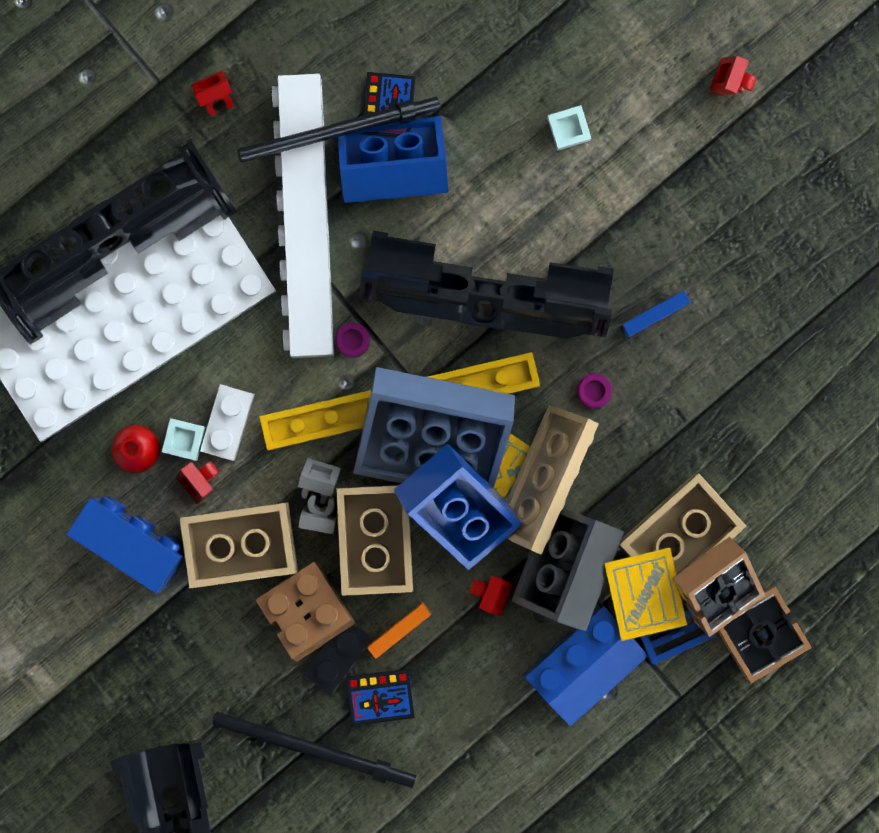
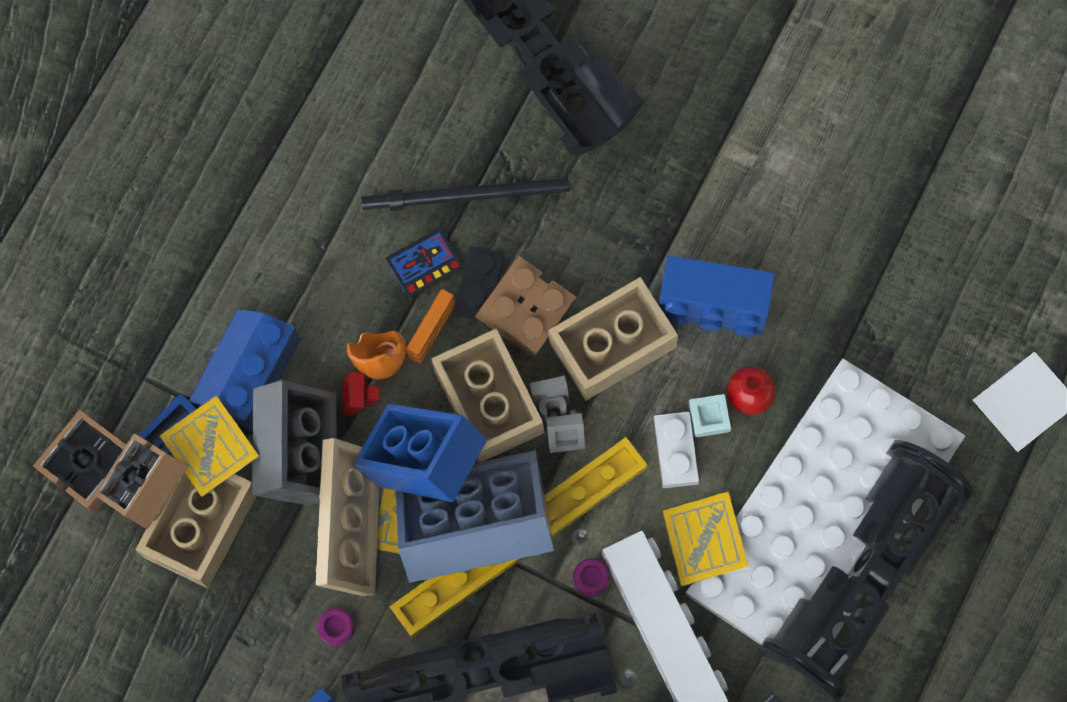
camera: 160 degrees right, 15 degrees down
(196, 481) = (679, 382): red tile -> none
(237, 329) = (705, 538): none -> yellow sticker
(458, 623) = (378, 354): none -> orange hair

